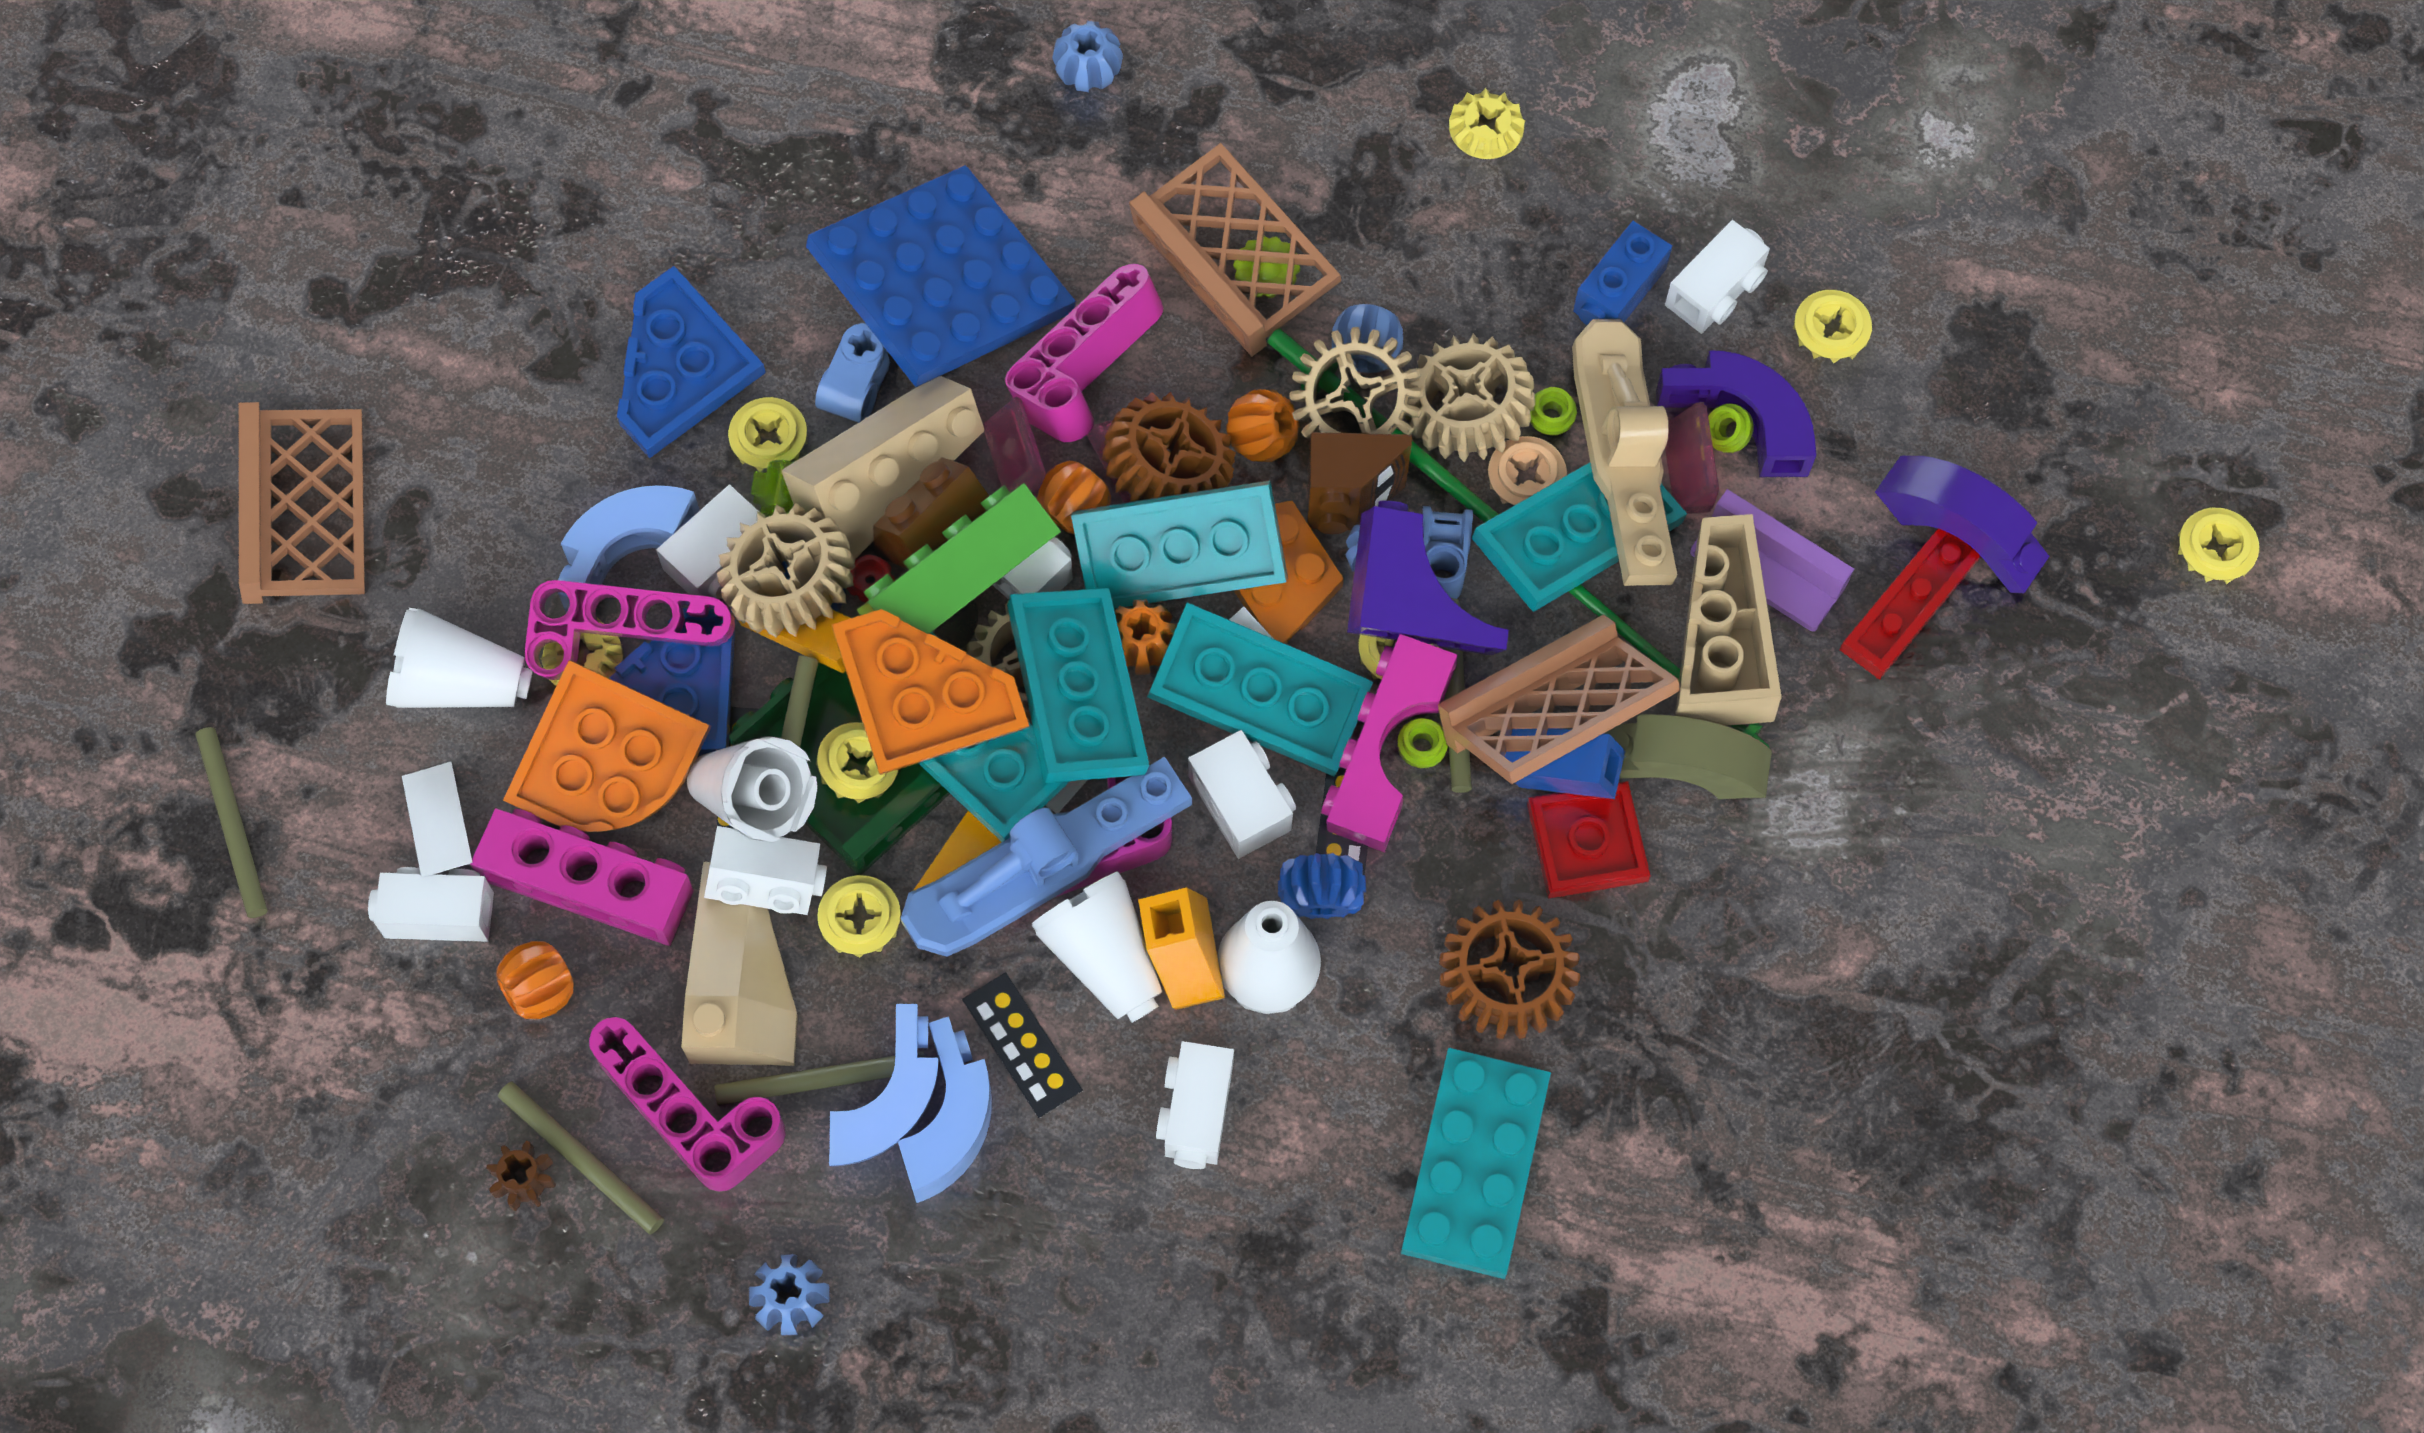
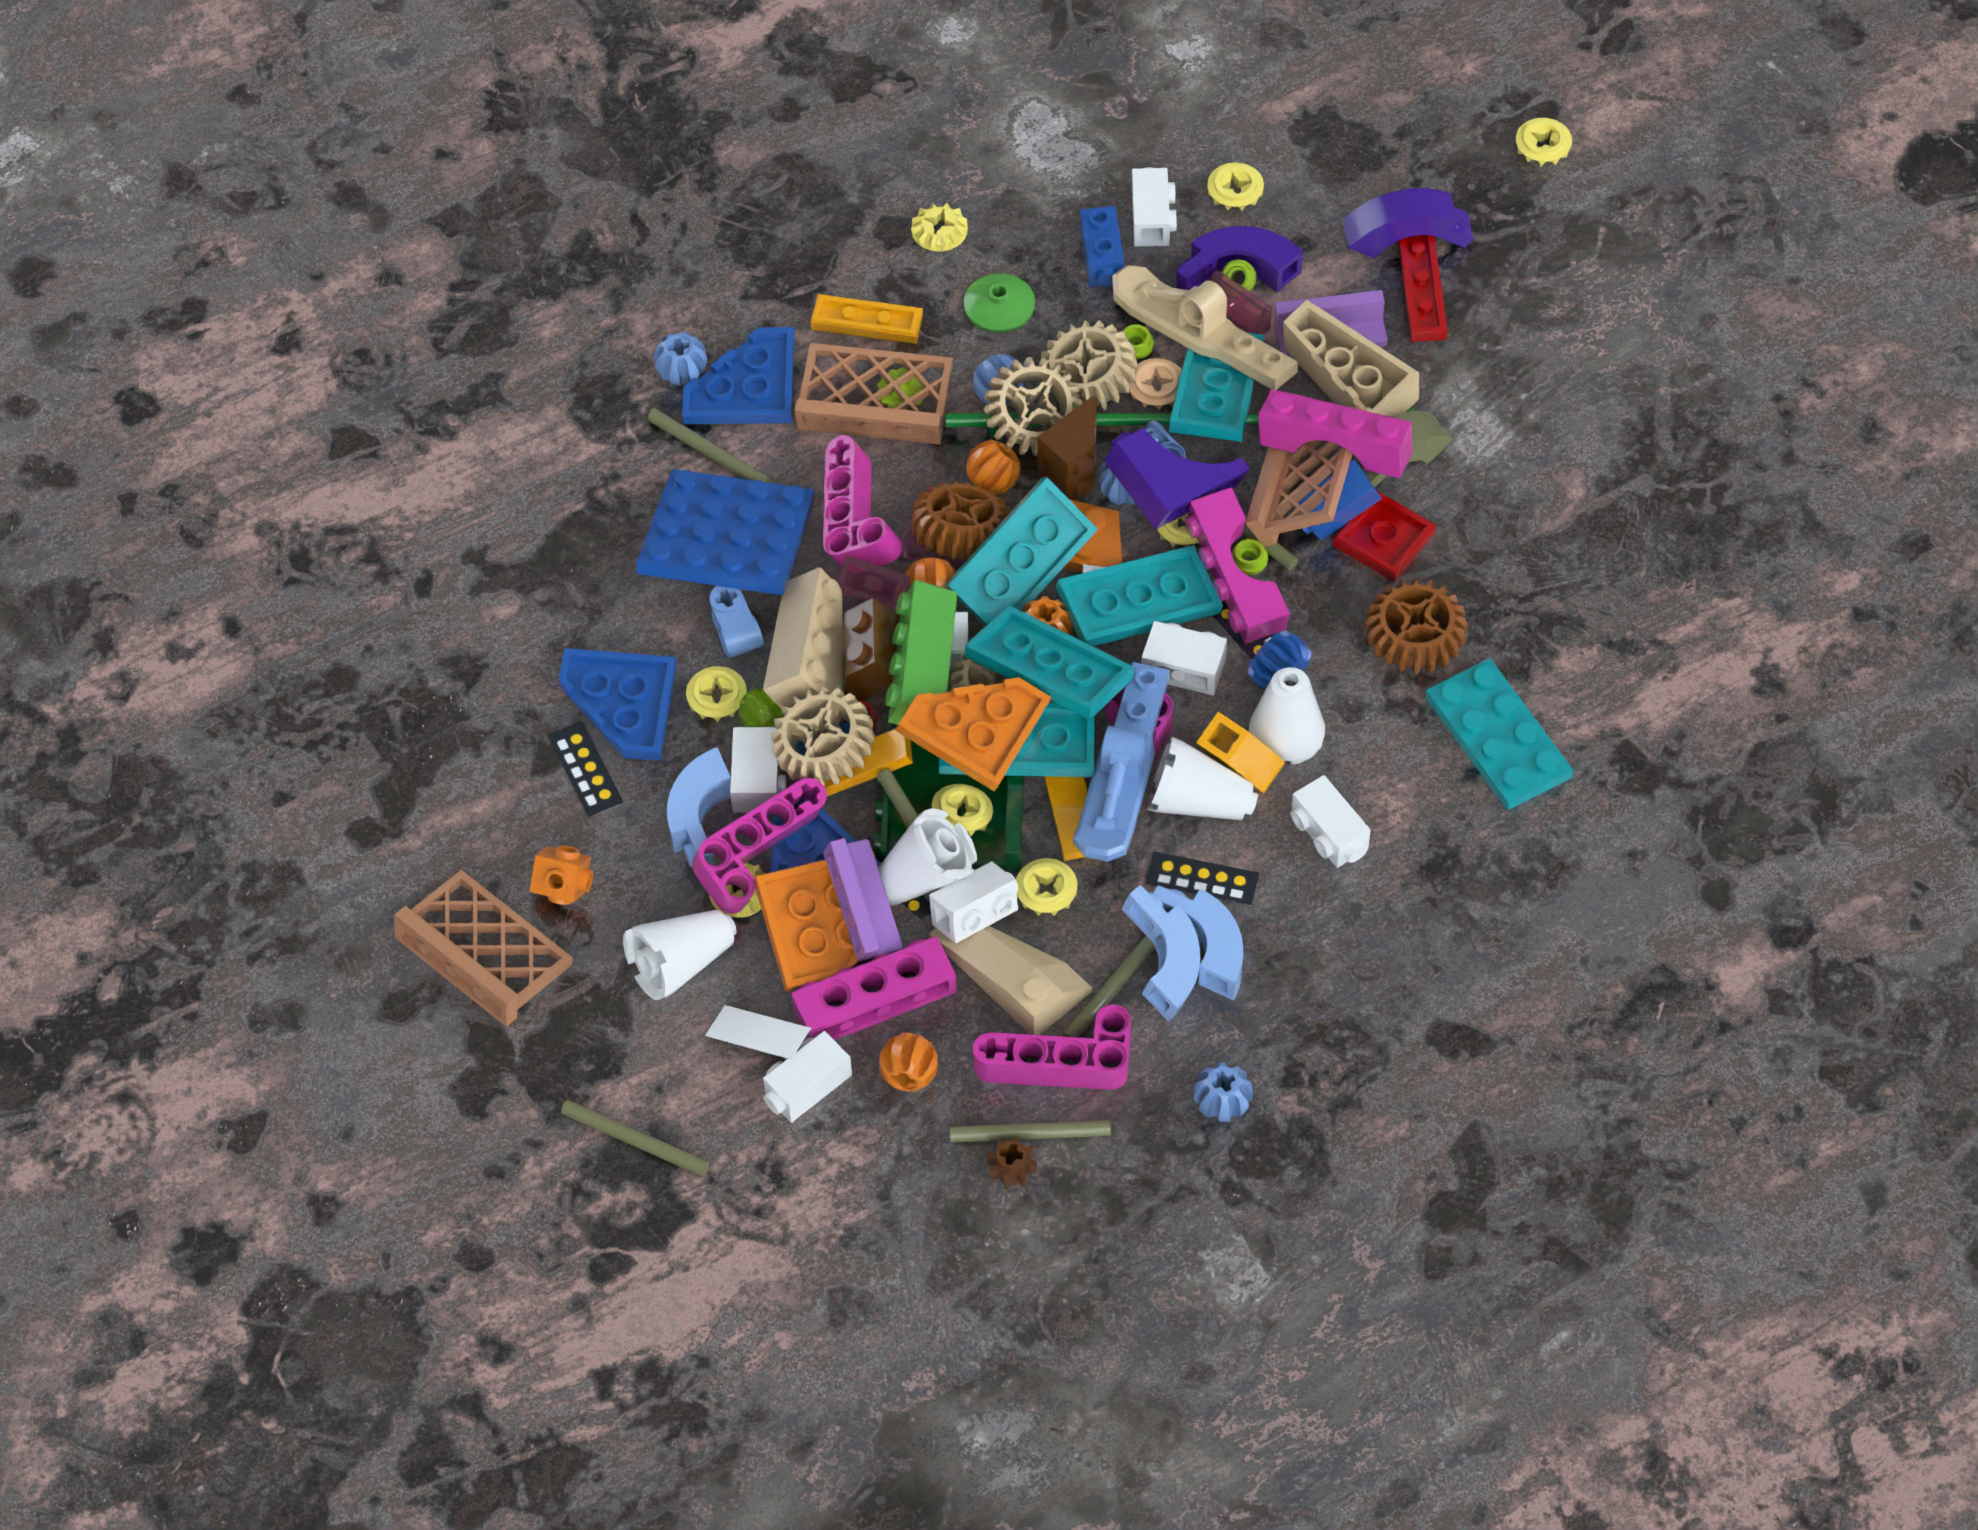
camera: 40 degrees left, 10 degrees down
(429, 494) = (561, 874): none -> orange brick
(579, 405) = (585, 769): none -> black sticker
(653, 773) = (862, 898): none -> medium lavender panel
(1025, 171) = (705, 447): none -> olive bar
(1129, 135) = (746, 383): none -> blue plate
(1316, 163) = (866, 318): none -> light orange tile
(1461, 270) = (1003, 312): none -> bright green dish
(1644, 724) = (1377, 440): none -> dark pink arch

